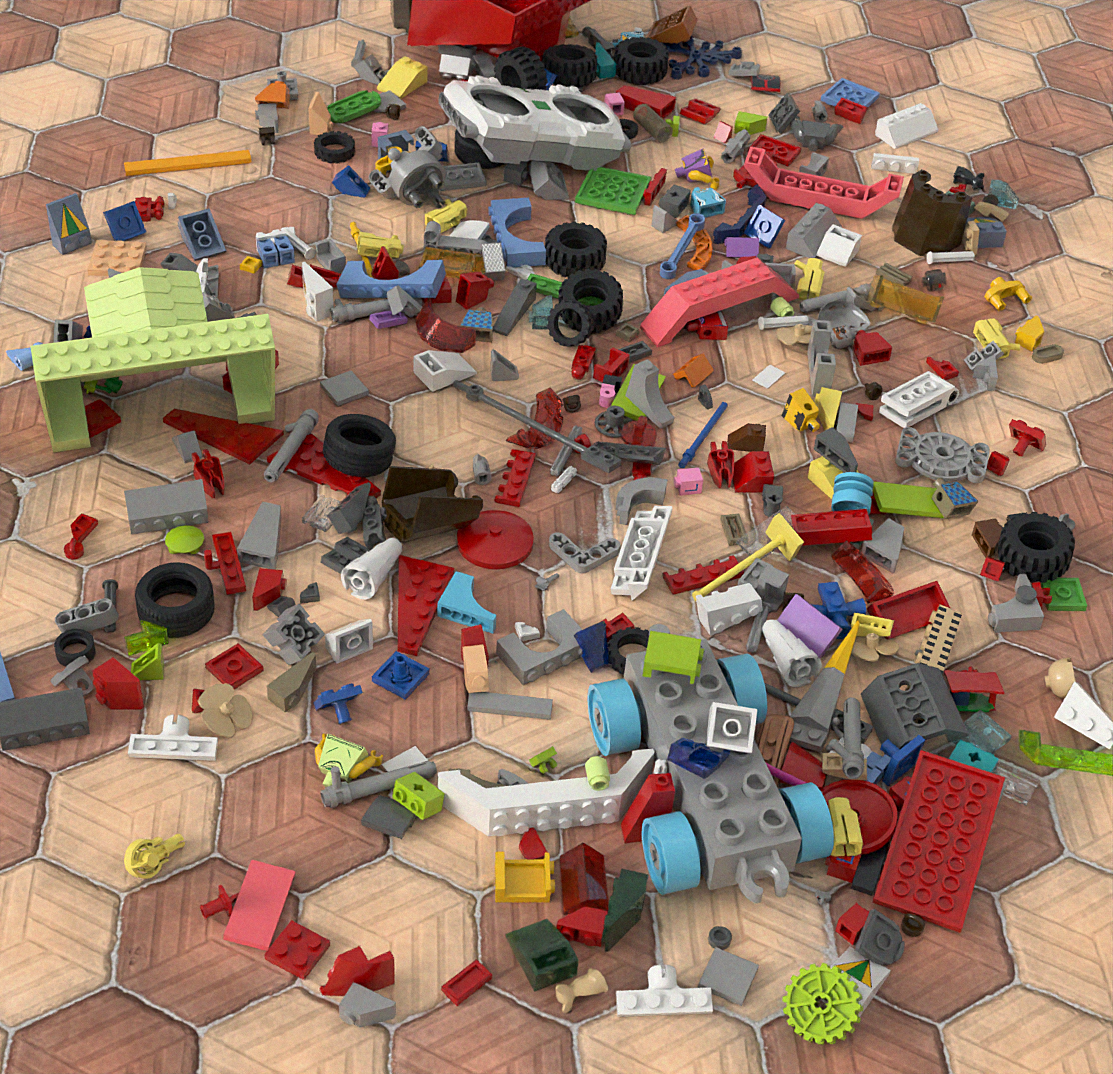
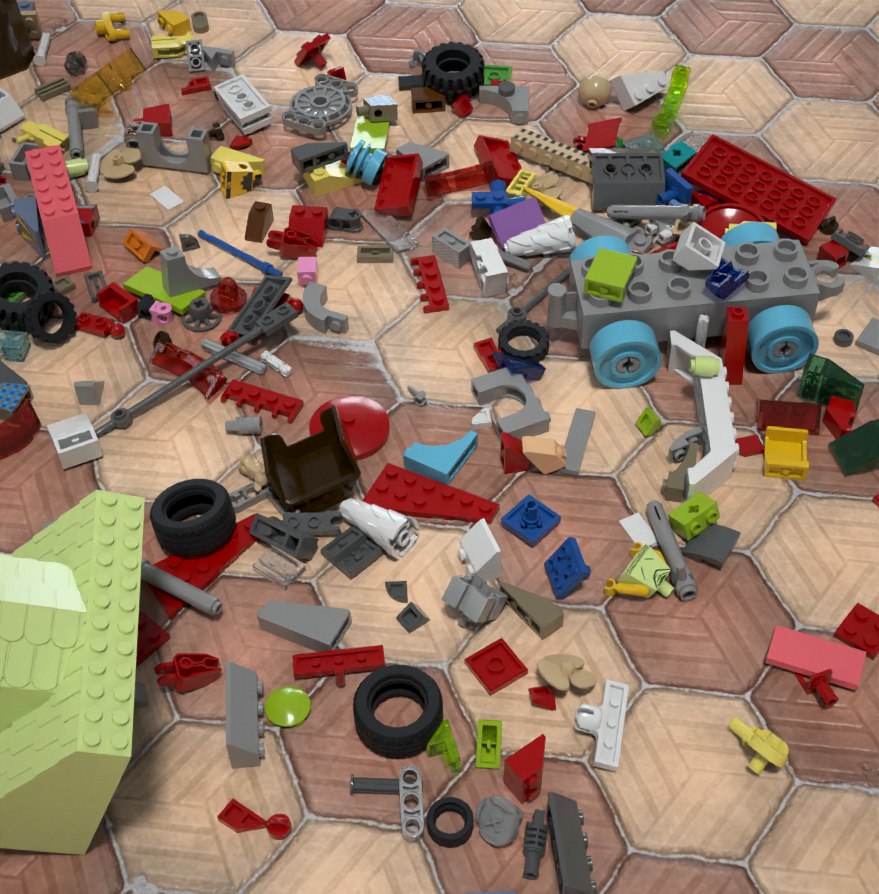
camera: 75 degrees left, 5 degrees up
(268, 587) = (387, 626): red slope -> none
(580, 556) = (389, 364): light grey beam -> none
(640, 551) = (399, 315): white slope -> none
(772, 586) = (466, 226): light grey panel -> none
(782, 536) = (412, 214): light yellow tile -> none
(840, 316) = (102, 133): light grey piece -> none
(847, 420) = (271, 155): light grey beam -> none

